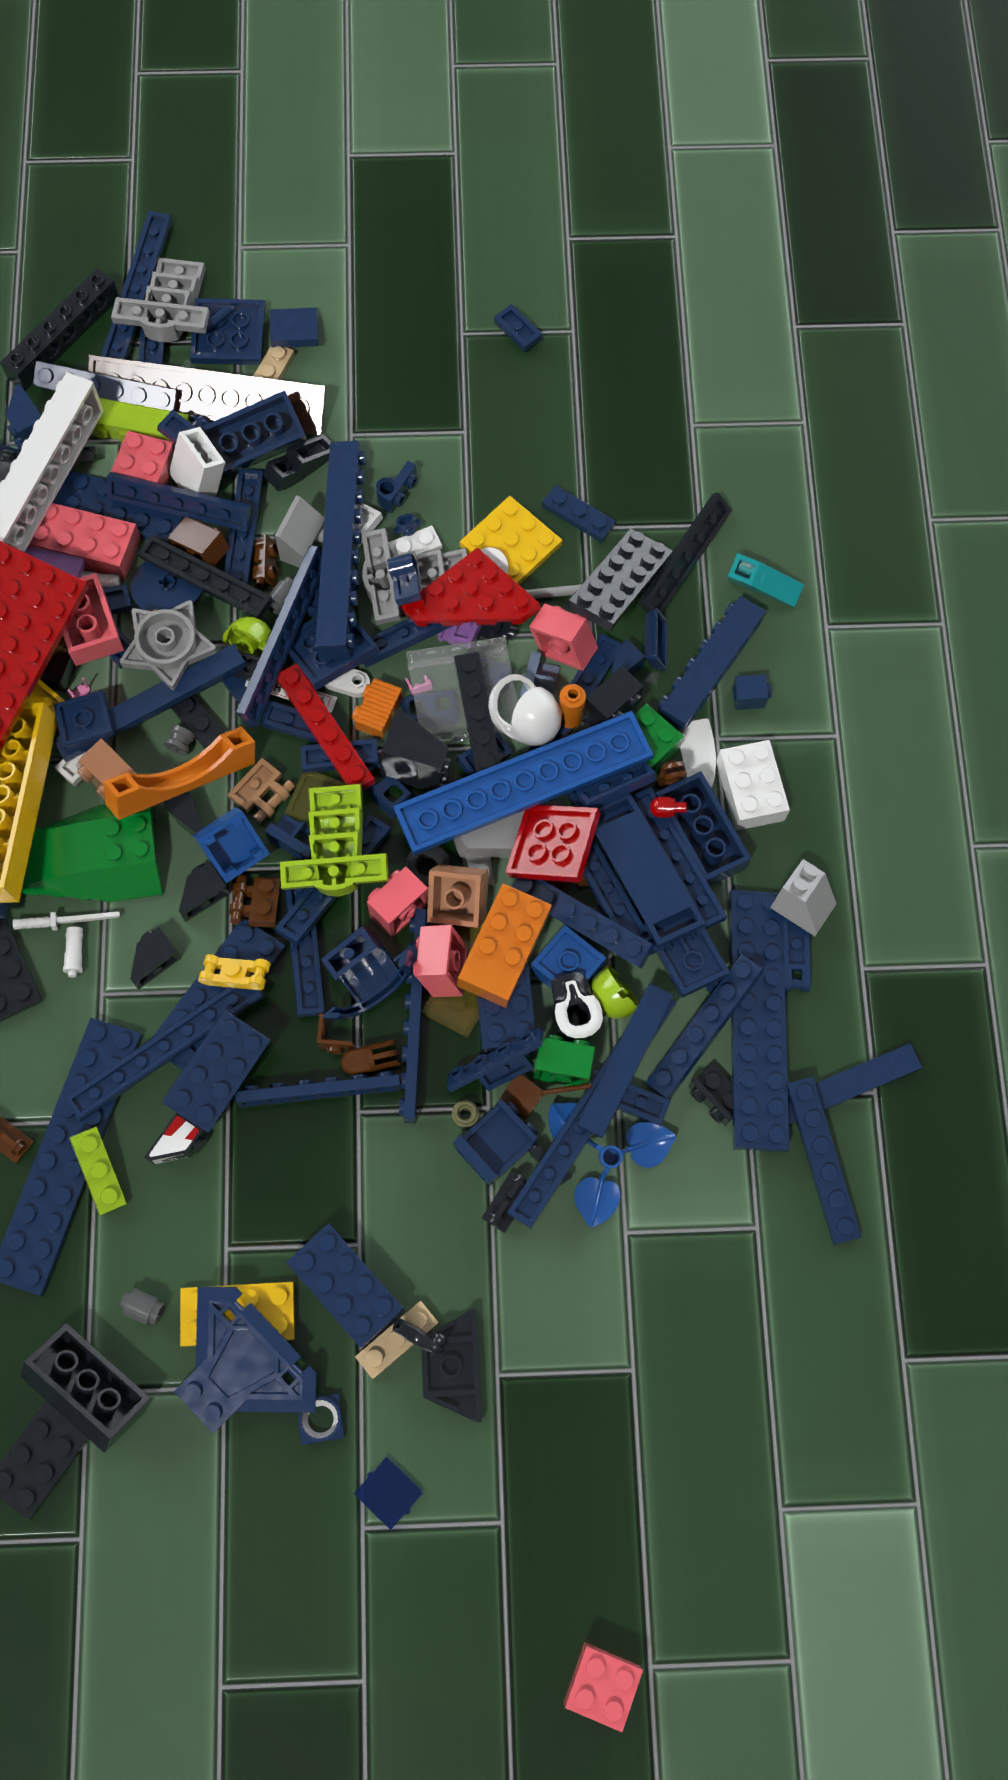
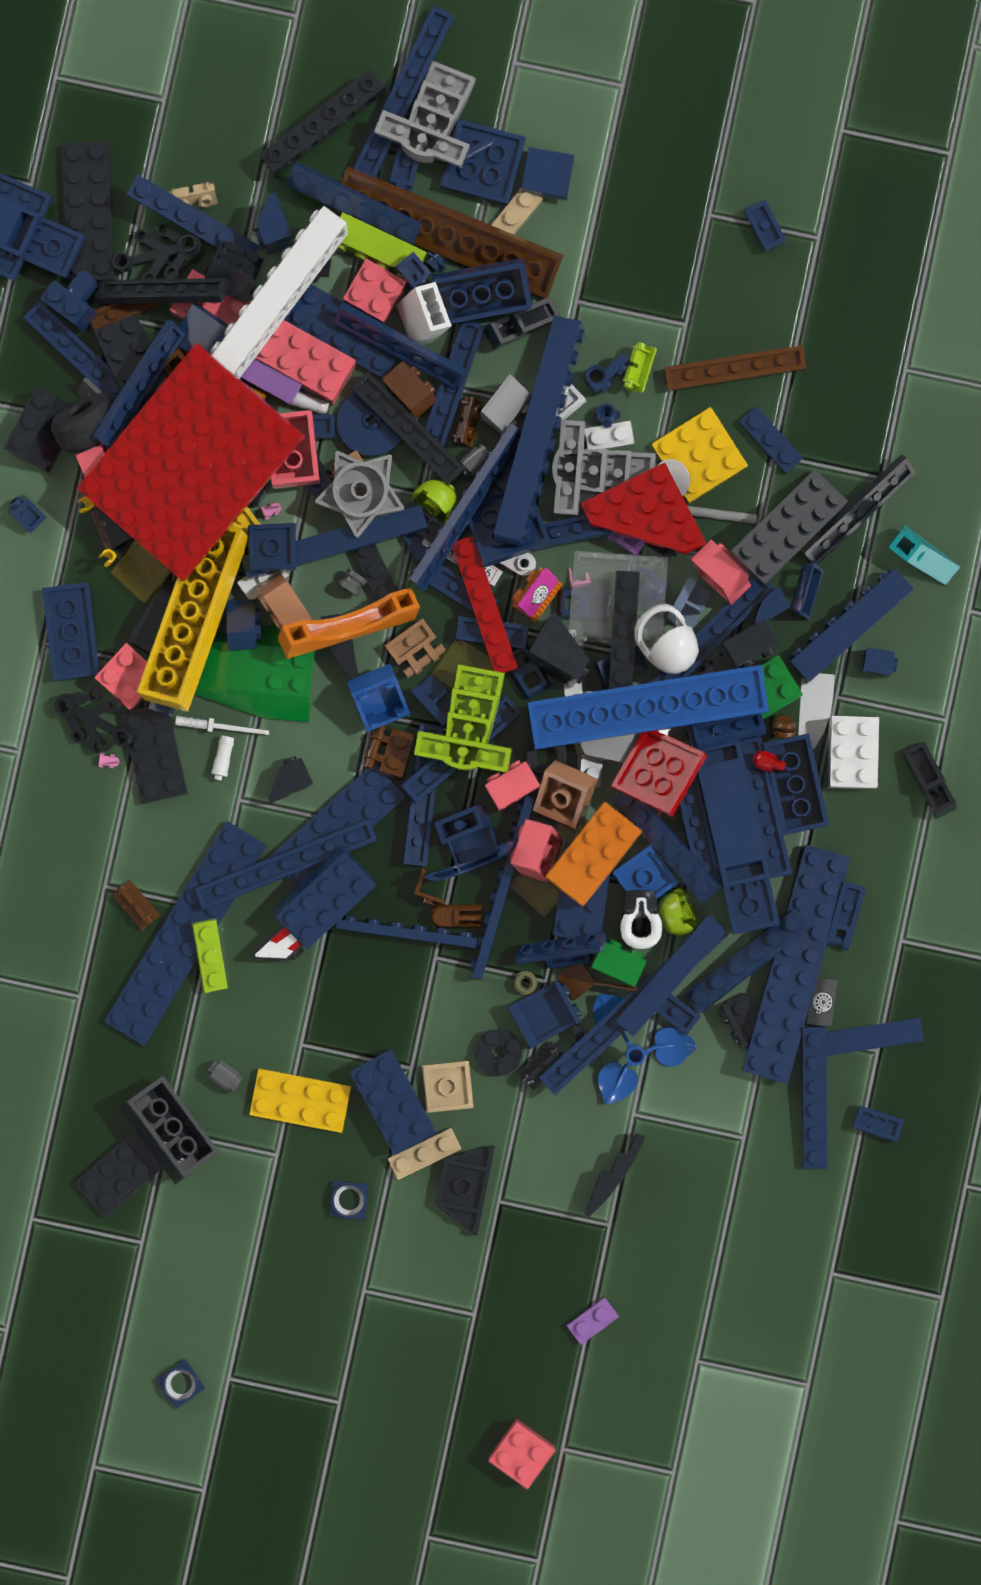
camera: 15 degrees right, 15 degrees up
(67, 805) = (242, 624): none -> dark blue brick
(140, 1713) = (180, 1399): none -> dark blue piece
(201, 891) = (344, 729): black slope -> none
(234, 972) = (357, 815): yellow plate -> none
(242, 1363) = (296, 1142): dark blue plate -> none
(376, 698) = (537, 592): none -> dark pink slope
(388, 1493) = (390, 1269): clear blue piece -> none
(405, 578) = (591, 481): dark blue plate -> none
(405, 1254) = (447, 1086): none -> tan tile
(419, 1337) = (443, 1158): black arm -> none
(428, 480) = (637, 375): none -> lime hinge
(441, 1209) = (486, 1059): none -> black plate
(524, 456) = (735, 368): none -> reddish brown plate
(572, 705) = (706, 651): orange brick -> none
(619, 1315) = (607, 1181): none -> black slope
(644, 1492) = (592, 1320): none -> medium lavender plate
(800, 1053) = (822, 1003): none -> dark grey slope
(806, 898) = (868, 870): light grey slope -> none
(841, 795) = (930, 780): none -> black slope
(901, 1171) = (878, 1123): none -> dark blue plate

